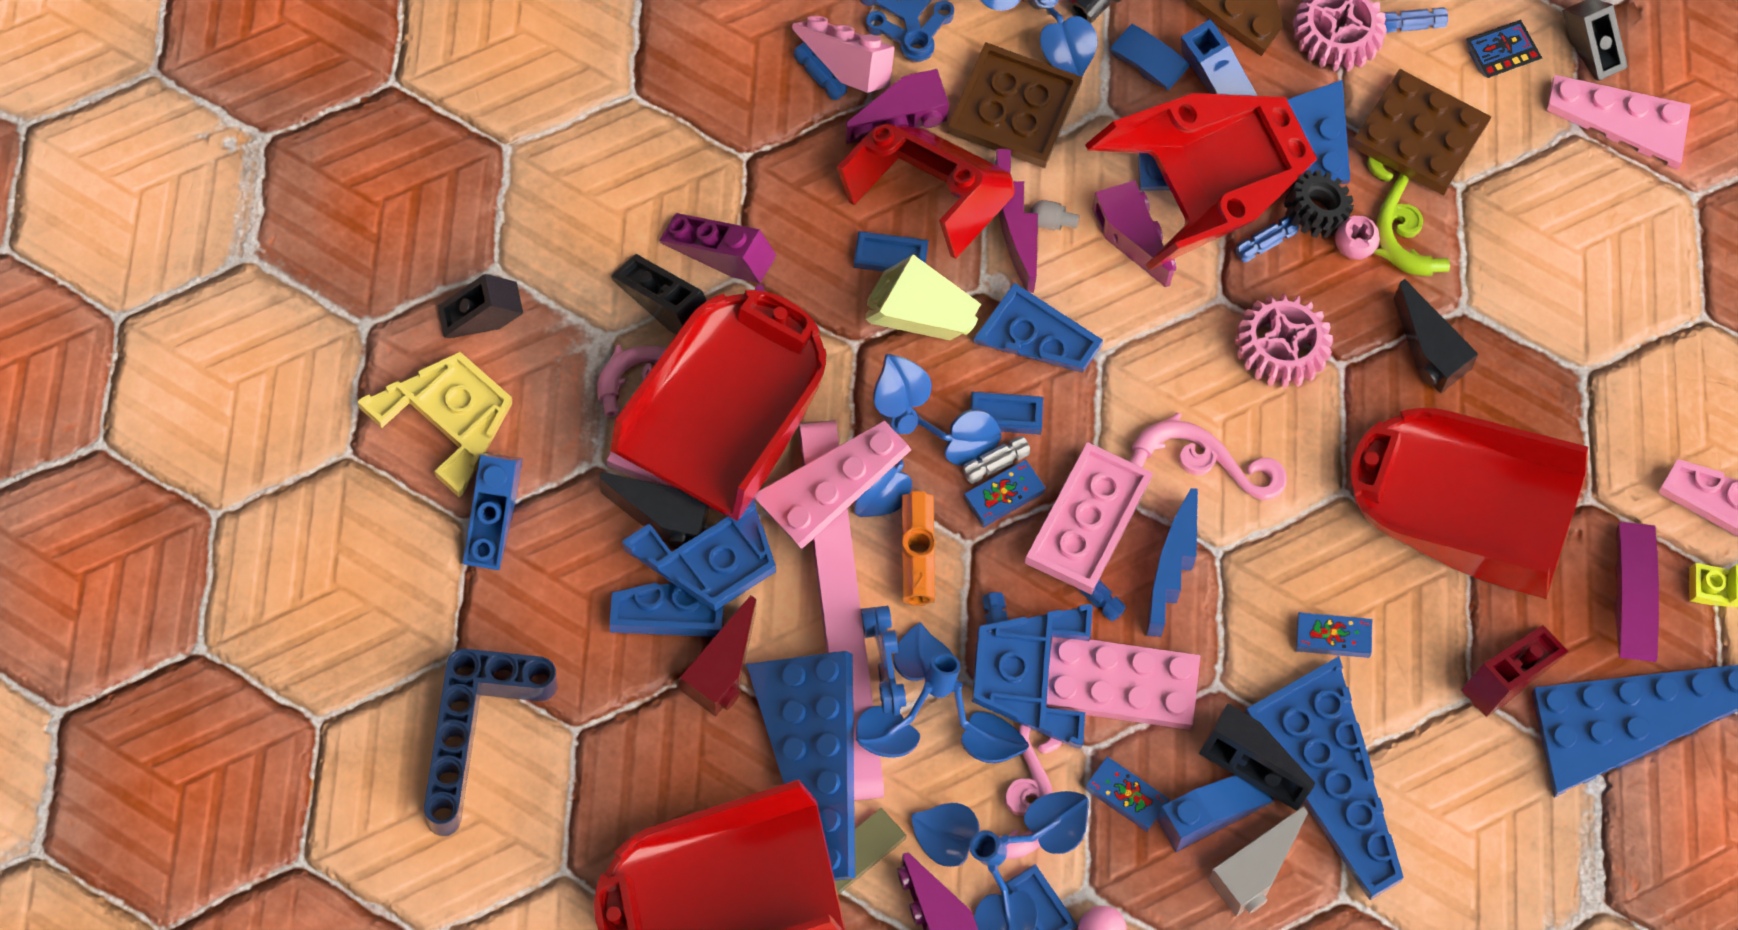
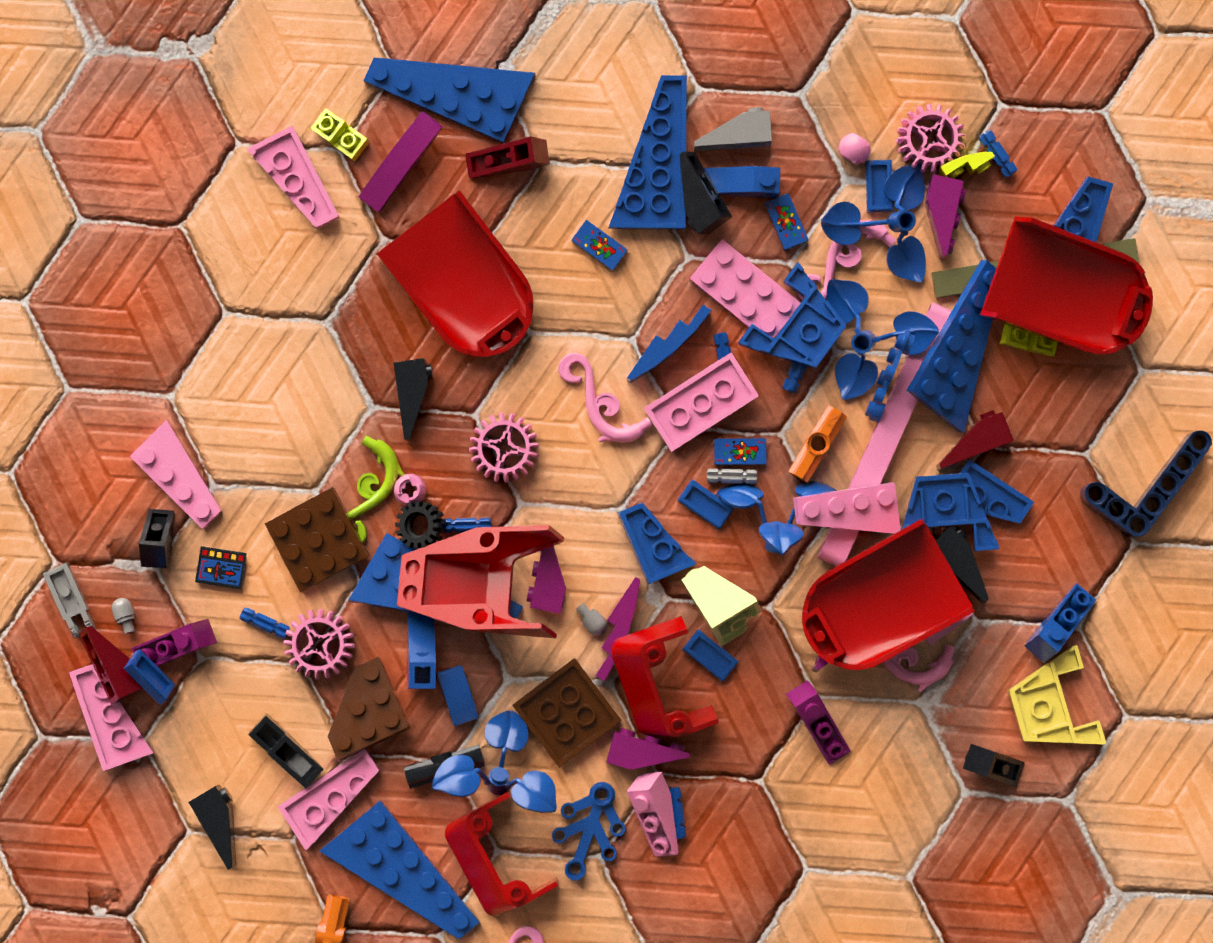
camera: 140 degrees left, 20 degrees up
(659, 292) = (874, 707): black slope -> none

